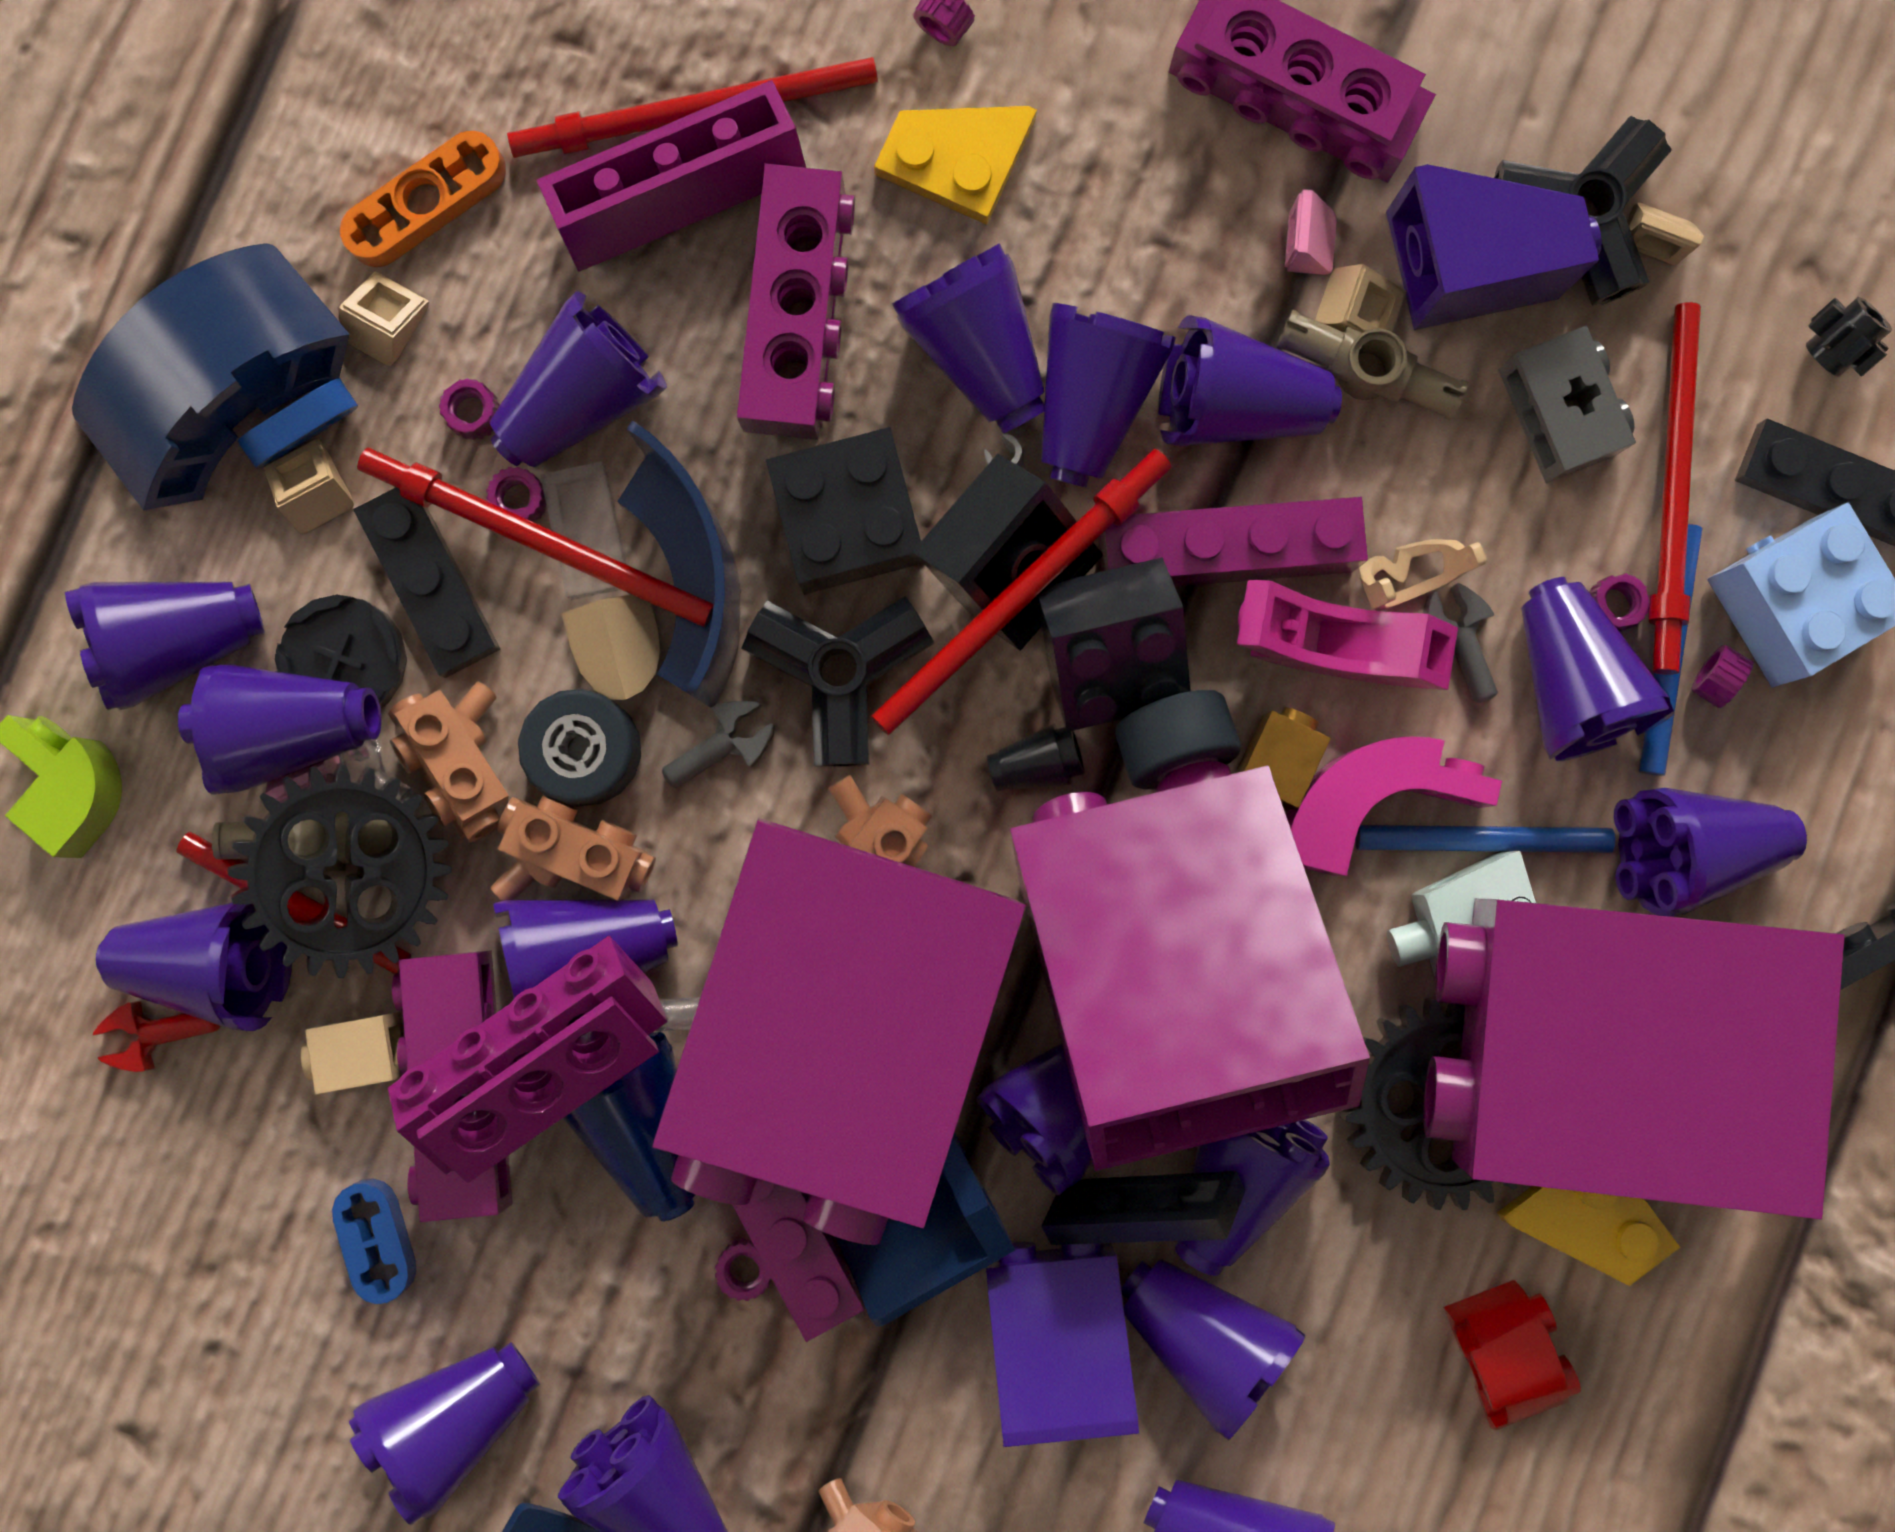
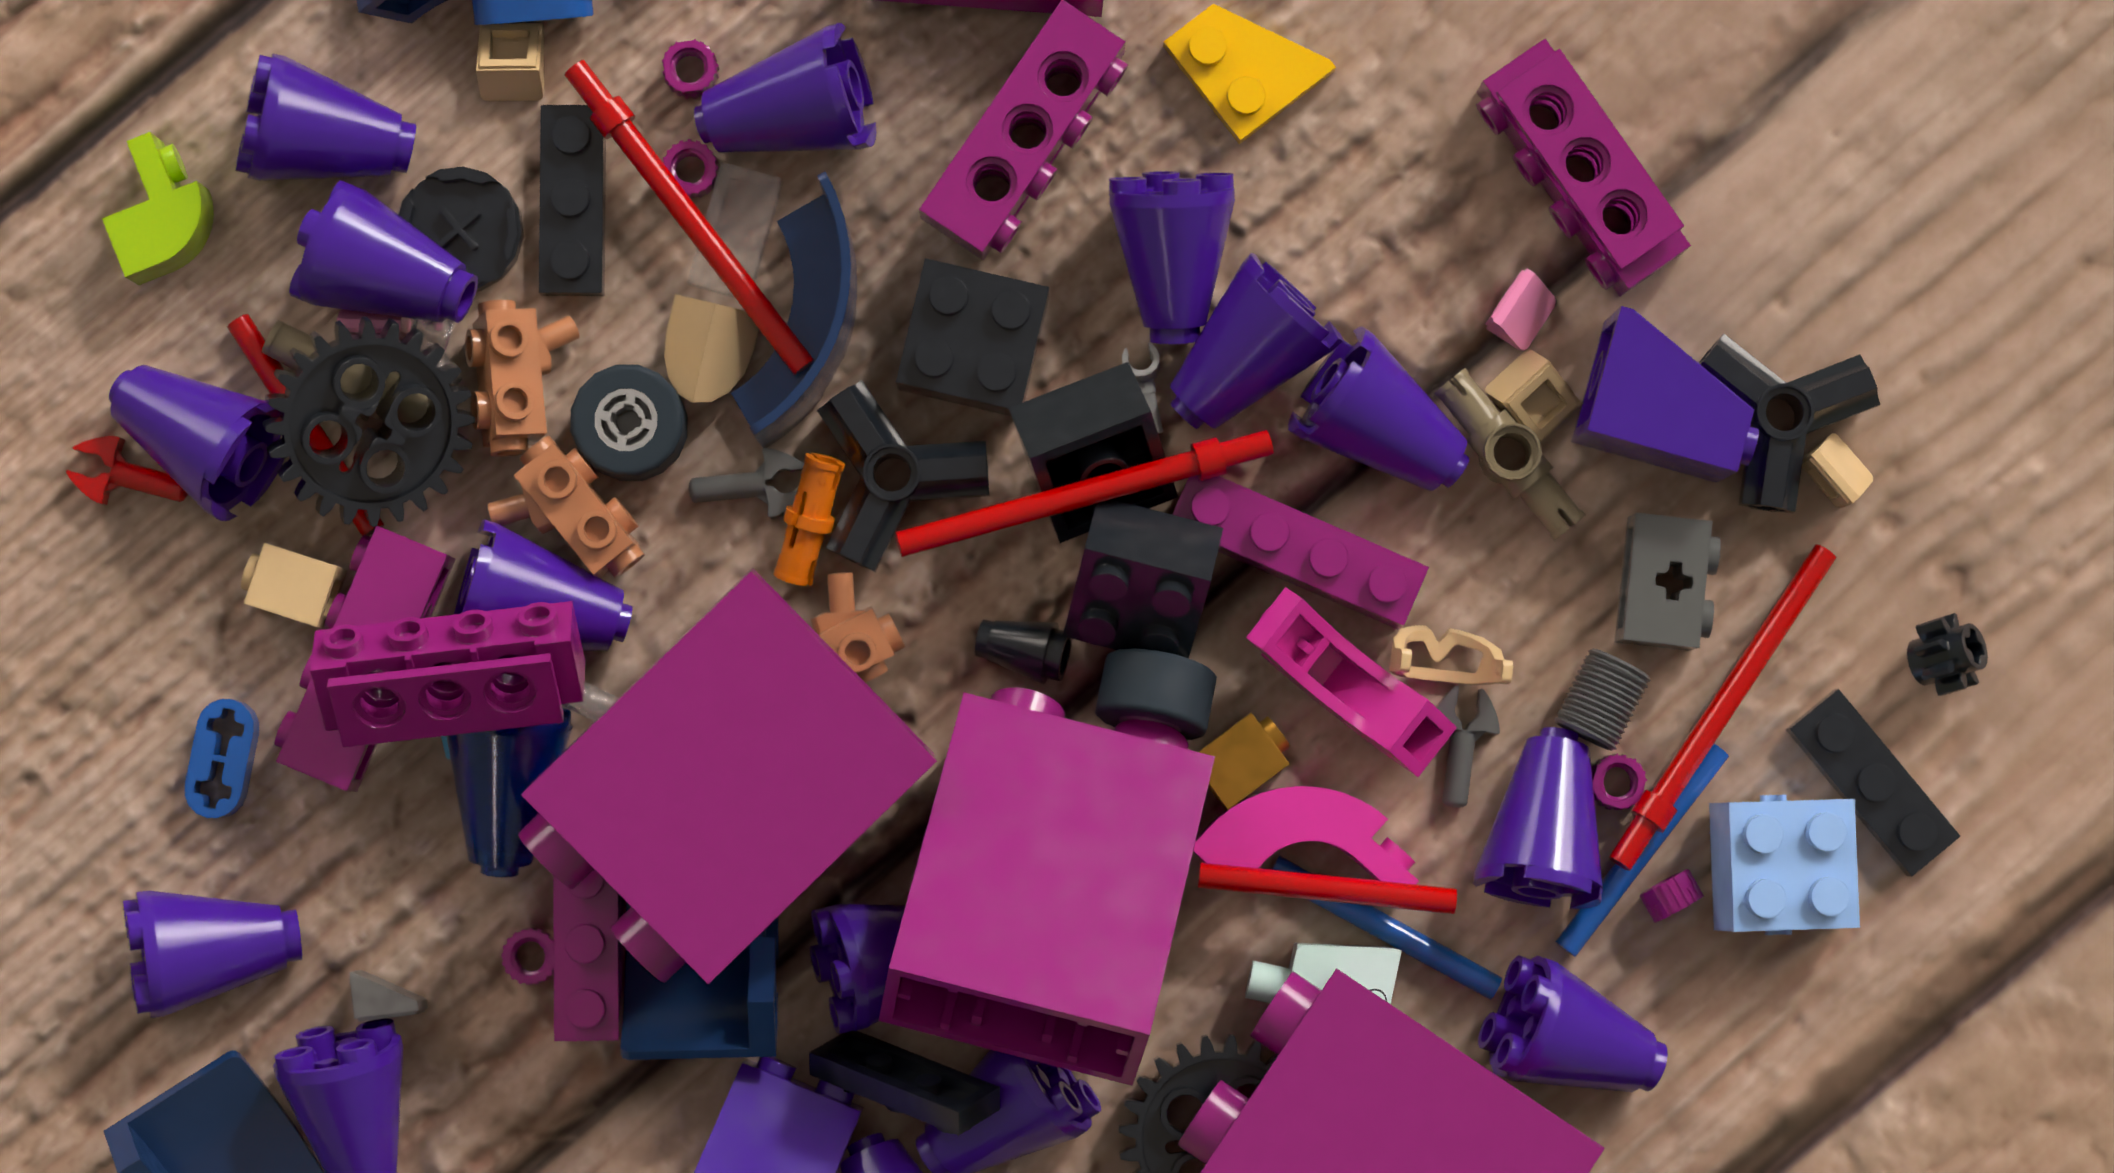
camera: 25 degrees right, 0 degrees up
(629, 1382) = (381, 999): none -> flat silver slope
(785, 748) = (808, 519): none -> orange pin
(1428, 829) = (1327, 888): none -> red bar
(1569, 535) = (1602, 699): none -> dark grey piece

